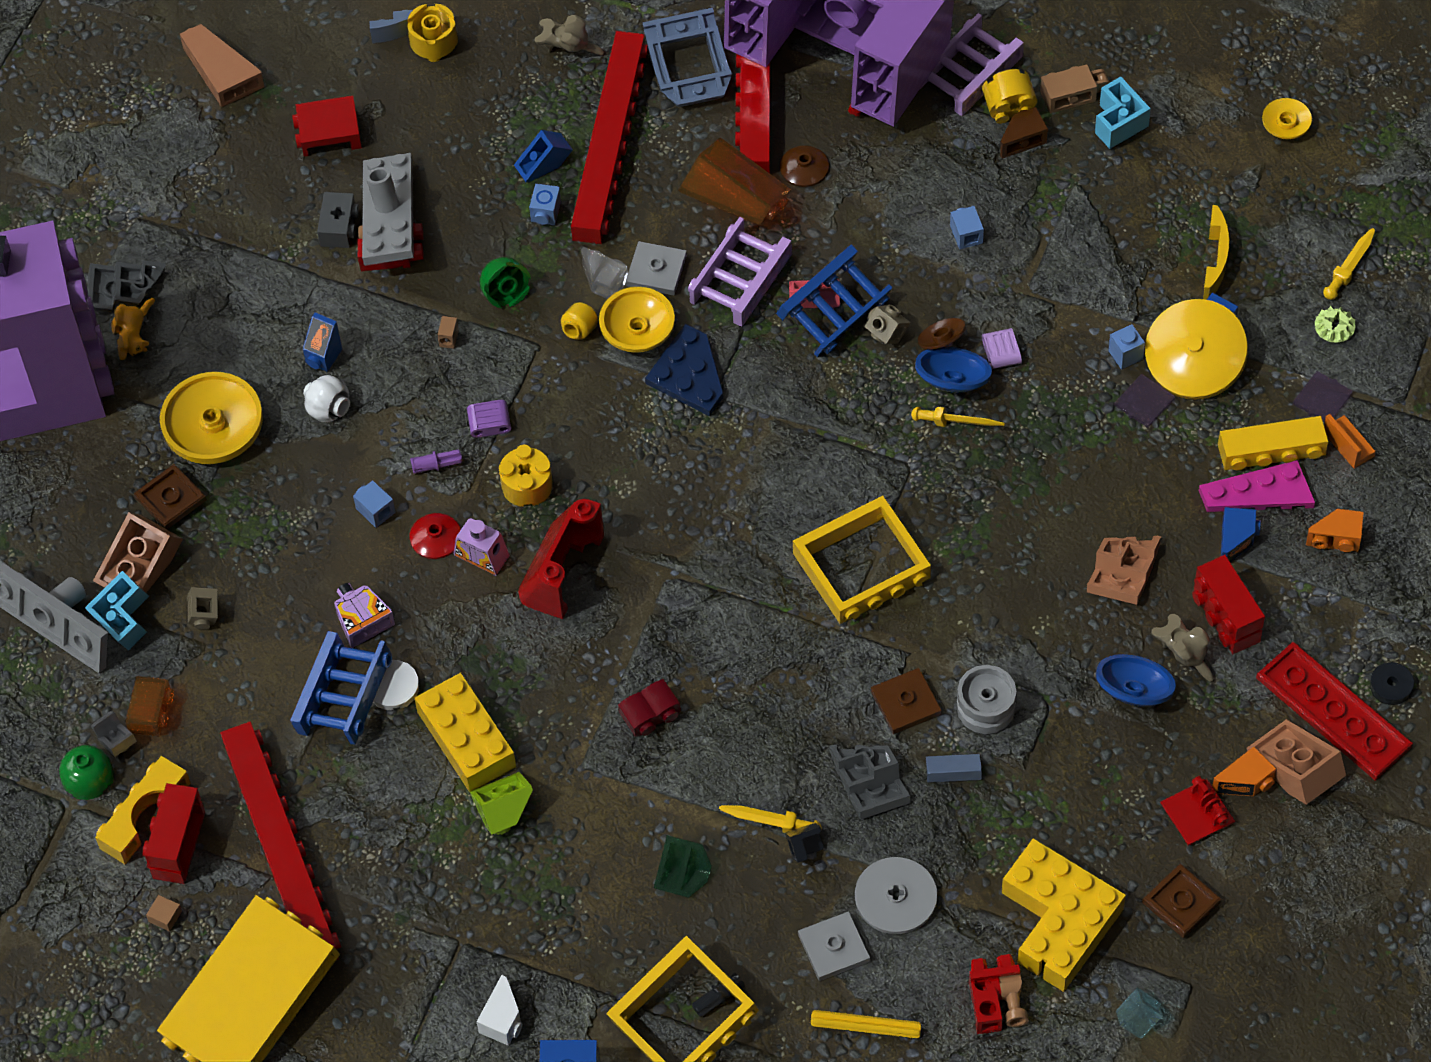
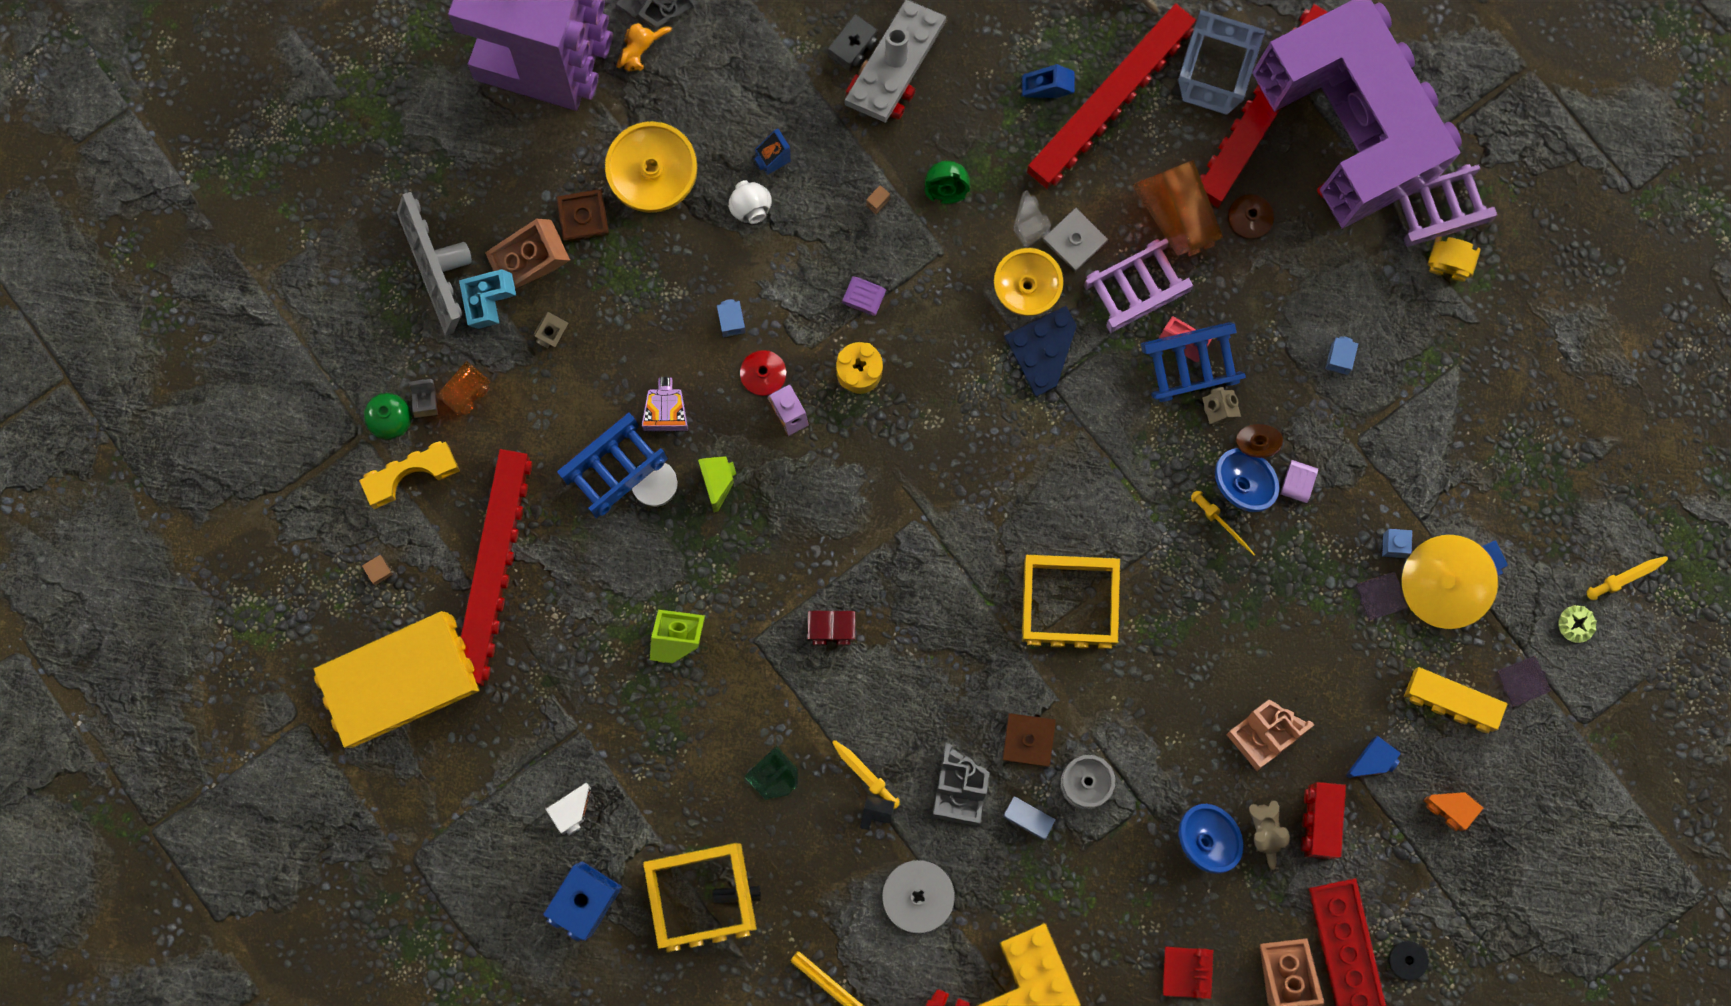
camera: 25 degrees right, 20 degrees up
(174, 833) = (417, 513): red piece -> none
(435, 461) = (801, 308): medium lavender axle -> none
(450, 643) = (717, 478): none -> lime slope
(465, 732) = (681, 560): yellow brick -> none
(545, 204) = (1022, 129): medium blue brick -> none
(572, 529) = (812, 467): red windscreen -> none
(579, 321) = (984, 253): yellow head -> none
(833, 946) = (846, 908): light grey plate -> none
(1023, 133) = (1444, 296): reddish brown slope -> none
(1072, 87) = (1511, 278): medium nougat brick -> none
(1122, 114) = (1536, 333): medium azure brick -> none
(1218, 232) = (1541, 482): yellow slope -> none
(1246, 775) = (1244, 969): orange slope -> none
(1268, 487) = (1424, 733): dark pink wing -> none
(1286, 111) = (1676, 415): yellow dish -> none
(1348, 440) = (1517, 733): orange panel -> none

